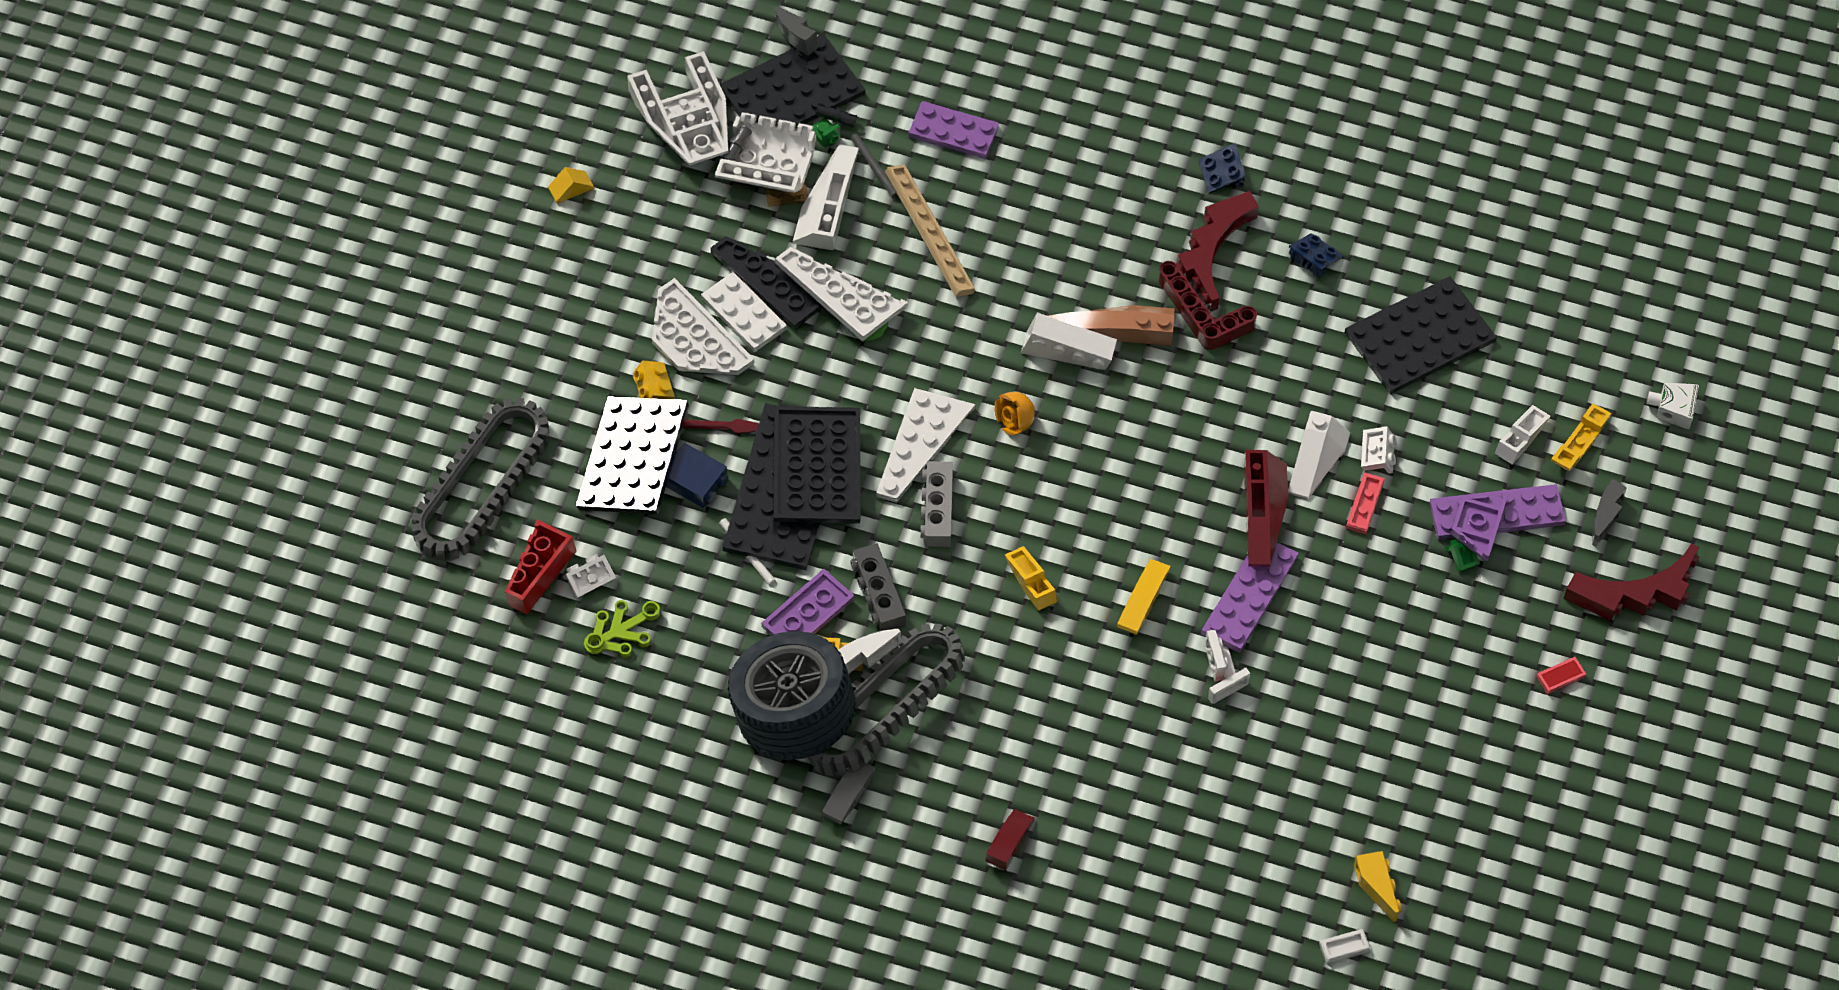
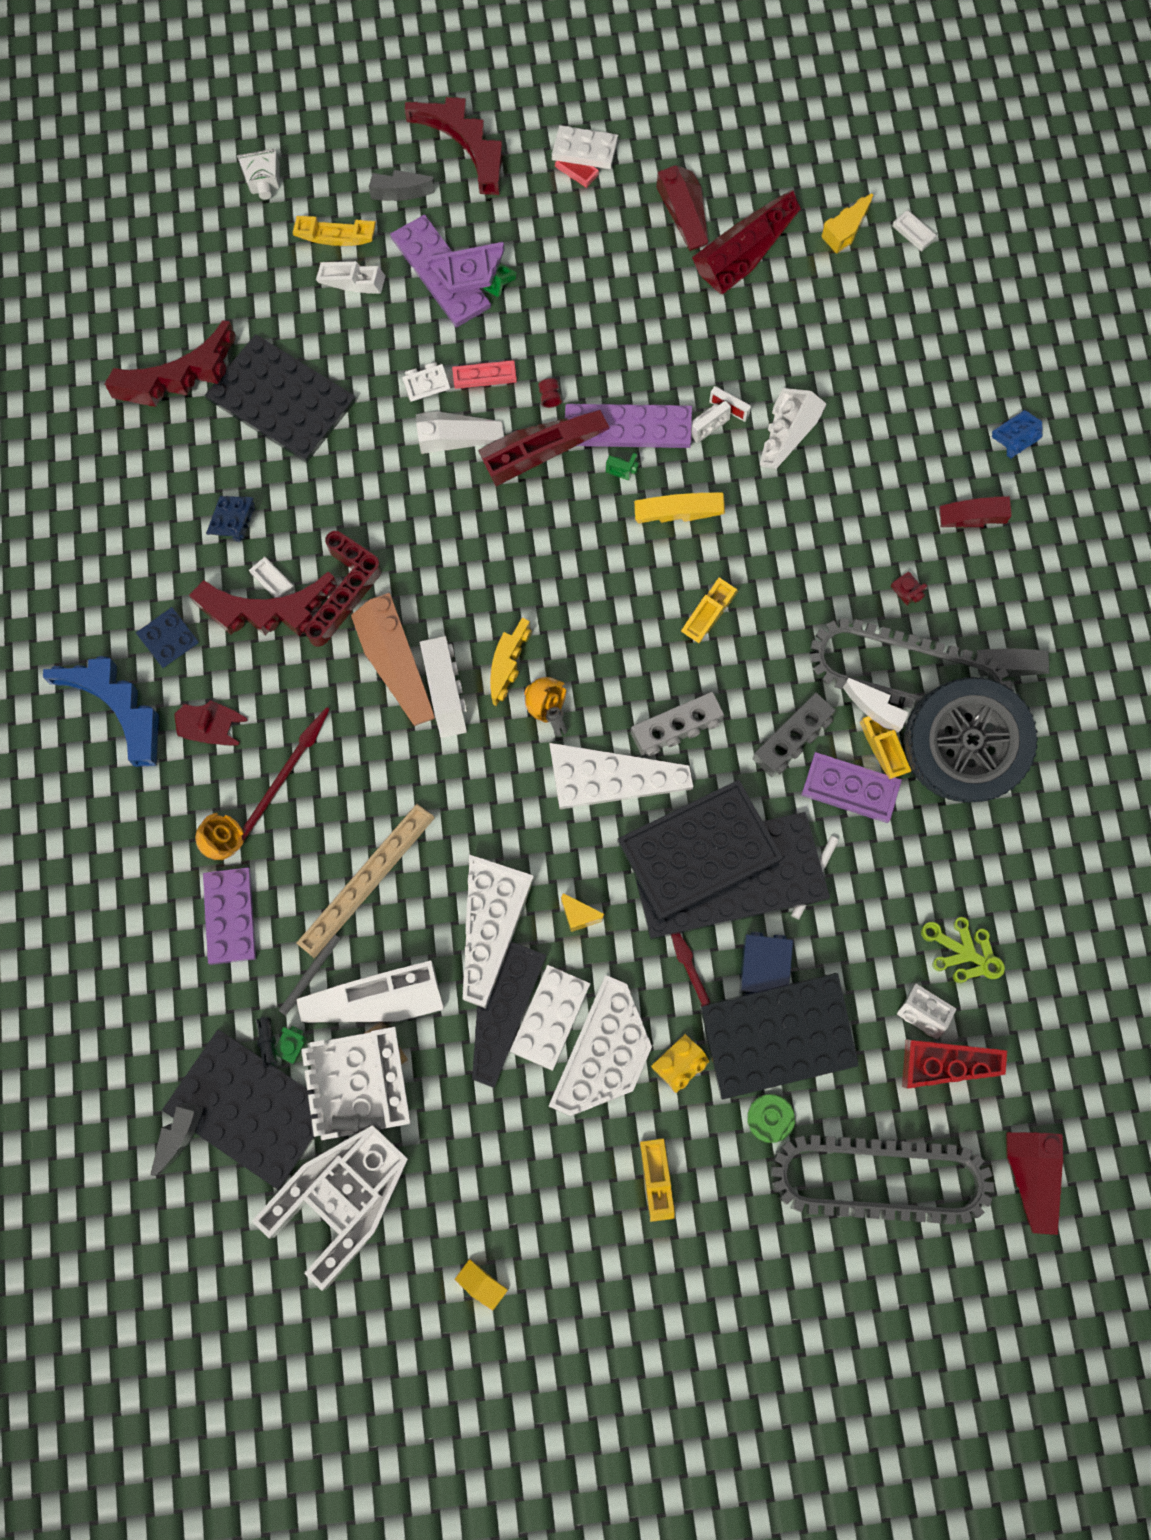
camera: 115 degrees left, 15 degrees up
(418, 593) = (1038, 1176): none -> dark red wedge
(573, 428) = (770, 1118): none -> bright green tile
(574, 327) = (657, 1180): none -> yellow slope
(816, 362) = (579, 914): none -> yellow slope
(965, 749) = (909, 589): none -> dark red bracket
(992, 412) = (555, 717): none -> dark grey pin
(1020, 138) = (219, 837): none -> light orange cylinder
(1064, 397) = (503, 667): none -> yellow slope
(1072, 919) = (1019, 433): none -> blue bracket
(1075, 234) = (306, 740): none -> dark red piece
(1129, 172) = (207, 723): none -> dark red shield
(1181, 731) = (794, 417): none -> white wedge
(1182, 117) = (100, 680): none -> blue arch
(1208, 568) = (619, 467): none -> green bracket
(1240, 263) = (271, 578): none -> white tile
(1315, 543) = (549, 390): none -> dark red wheel
(1398, 776) = (744, 245): none -> dark red wedge
(1474, 749) = (685, 204): none -> dark red wedge
(1475, 260) = (177, 376): none -> dark red arch
(1581, 690) = (584, 147): none -> white plate

